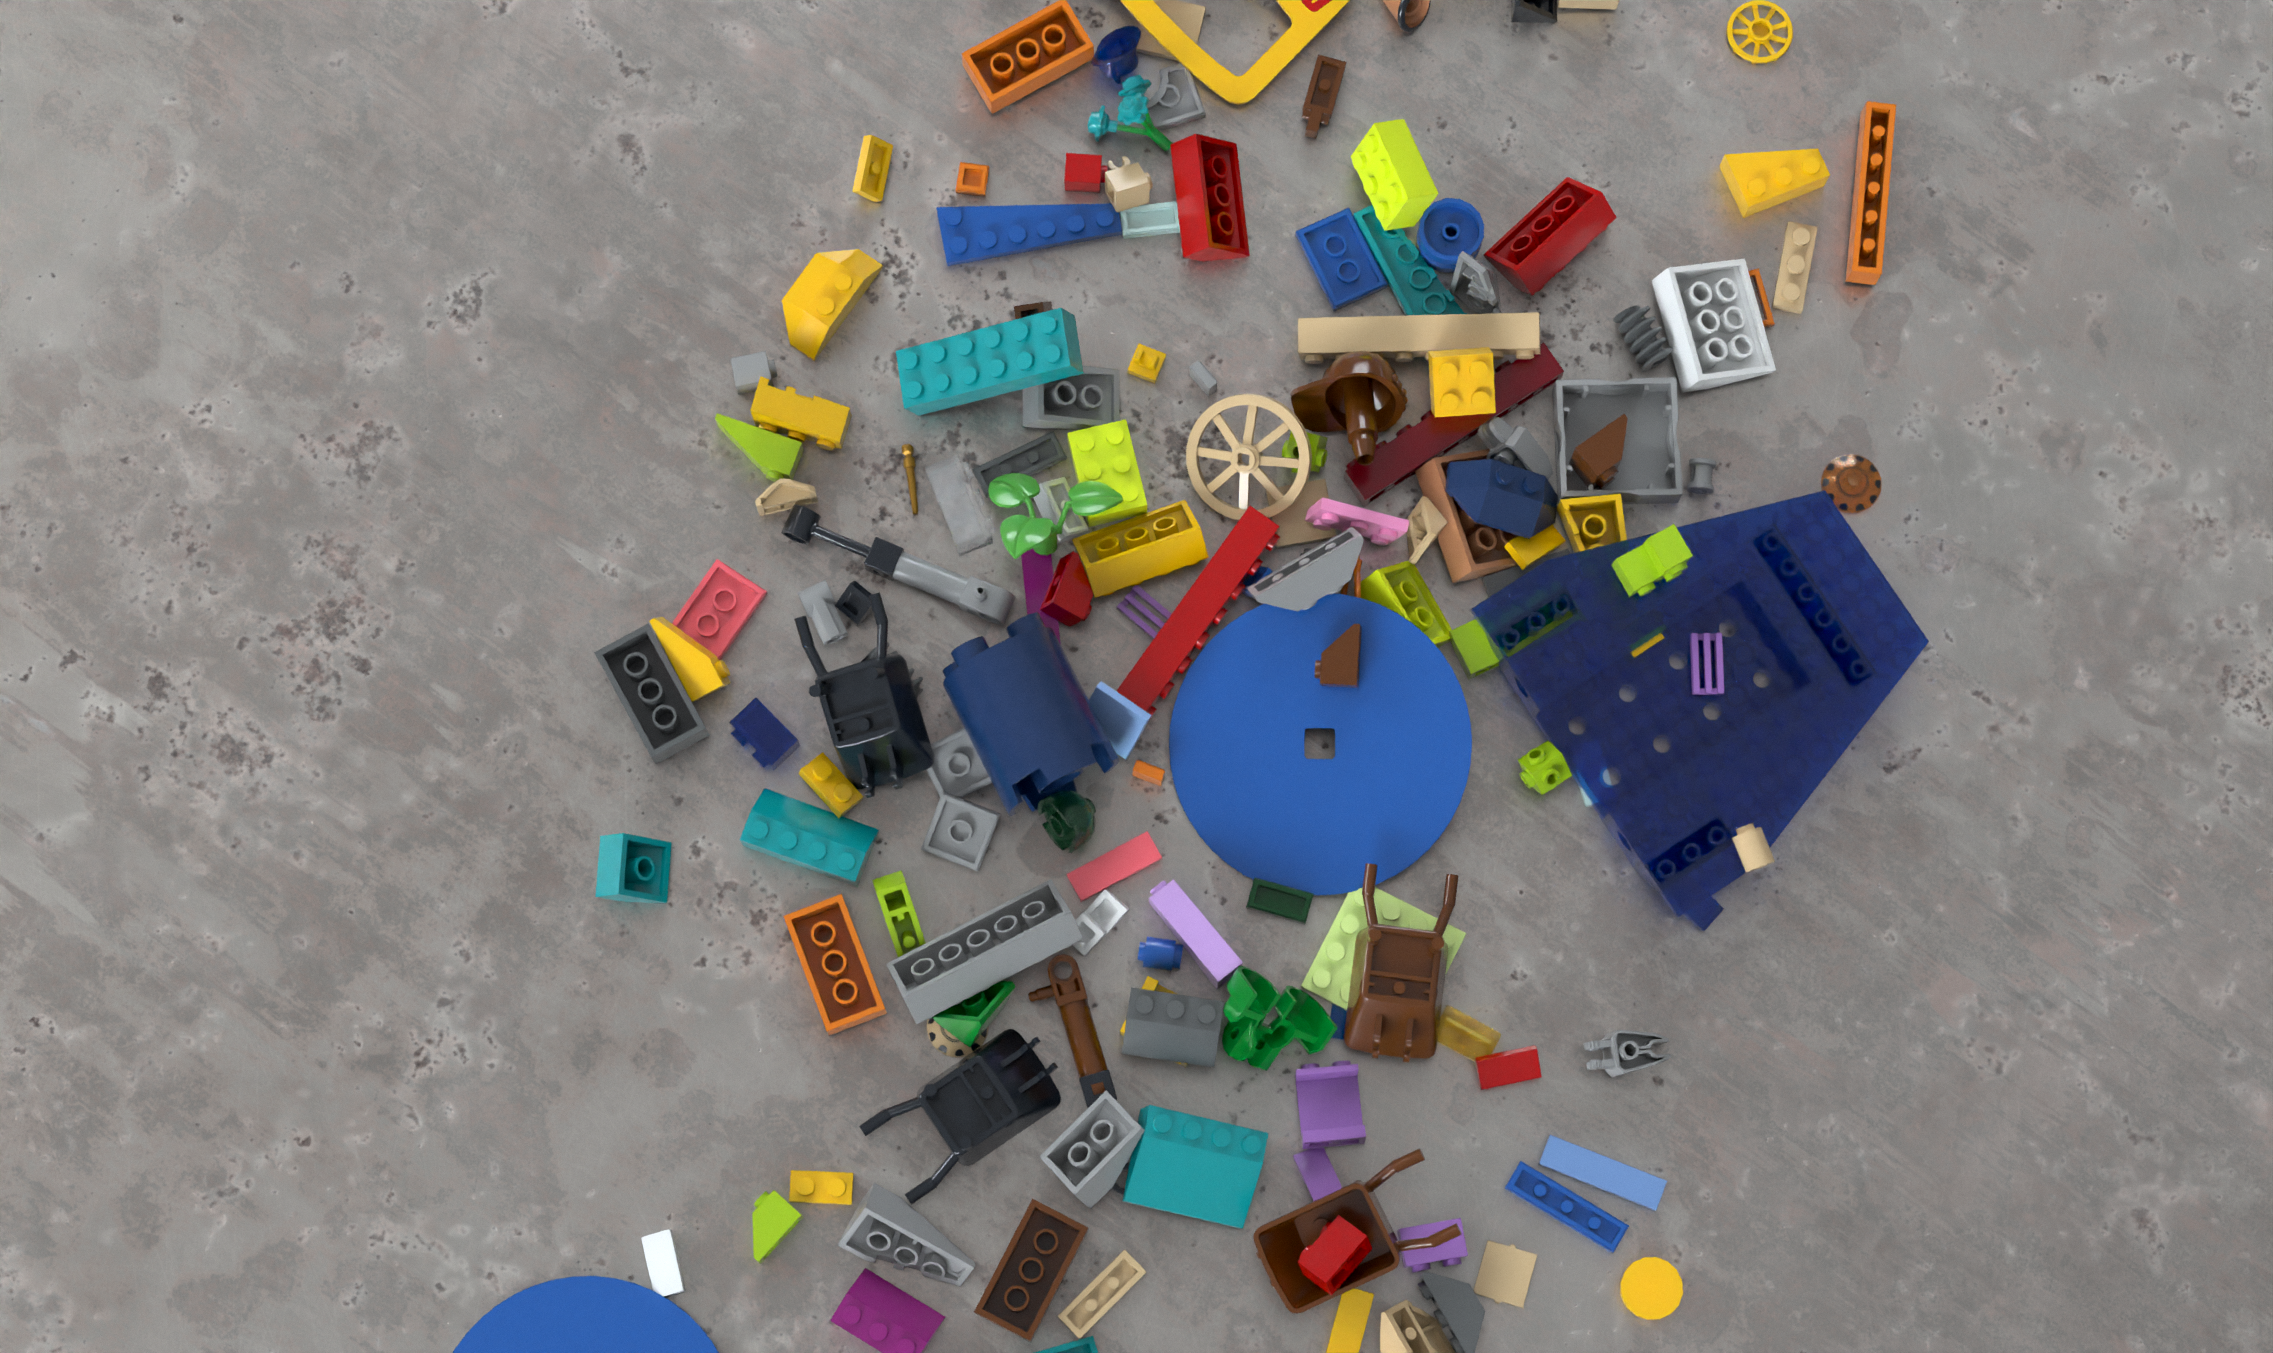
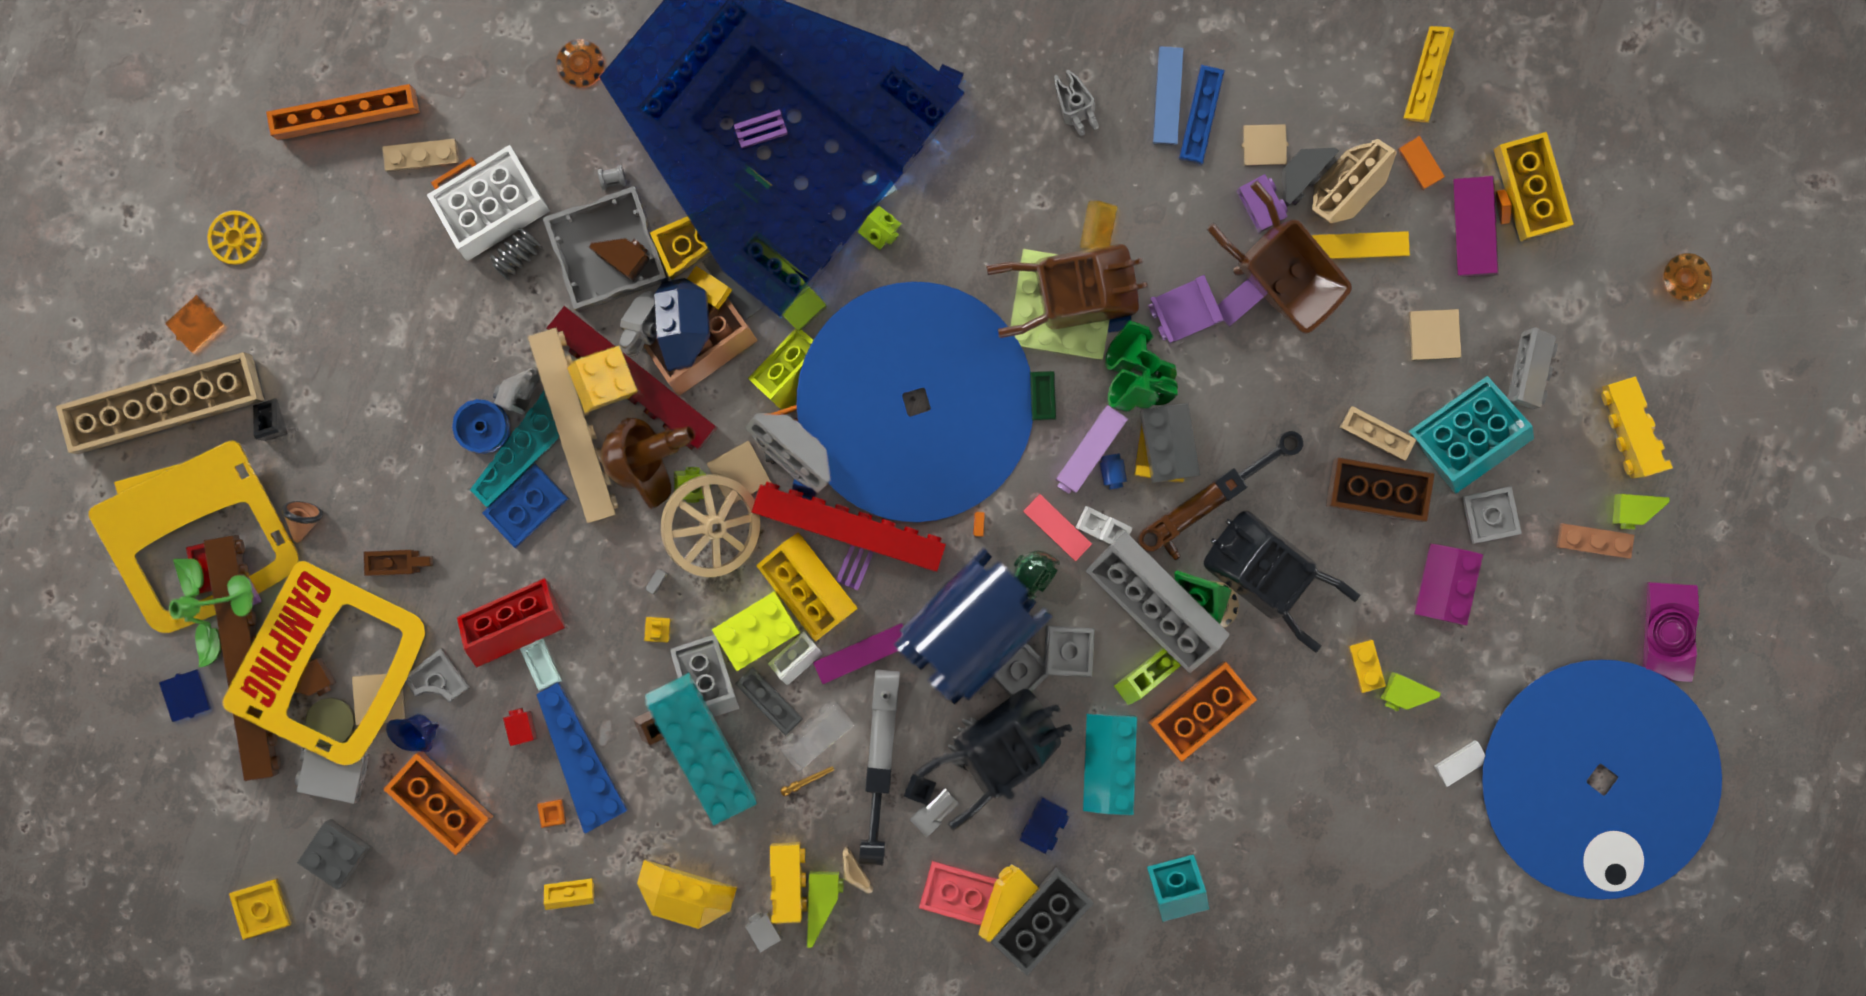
camera: 105 degrees left, 10 degrees up
(830, 785) = (1065, 761): yellow plate -> none
(896, 1233) = (1382, 600): light grey wedge -> none
(1025, 533) = (835, 673): bright green plant -> none
(1068, 592) = (859, 629): red slope -> none
(1094, 1149) = (1279, 472): light grey slope -> none
(1119, 717) = (947, 560): light blue tile -> none
(1127, 185) = (519, 690): tan brick -> none
(1131, 110) = (461, 705): teal plant -> none
(1195, 1166) = (1265, 394): teal slope -> none
(1334, 1254) = (1302, 269): red brick -> none
(1341, 660) = (852, 403): reddish brown slope -> none
(1370, 524) = (737, 426): bright pink plate -> none
(1394, 174) = (447, 484): neon yellow brick -> none
(1423, 528) = (723, 374): tan slope -> none
(1508, 1067) = (1113, 187): red tile -> none
(1551, 235) = (455, 349): red slope -> none
(1651, 1288) = (1241, 35): yellow tile -> none
(1658, 558) = (701, 189): lime brick -> none
(1752, 848) = (897, 50): tan brick -> none
(1772, 177) = (354, 192): yellow wedge -> none

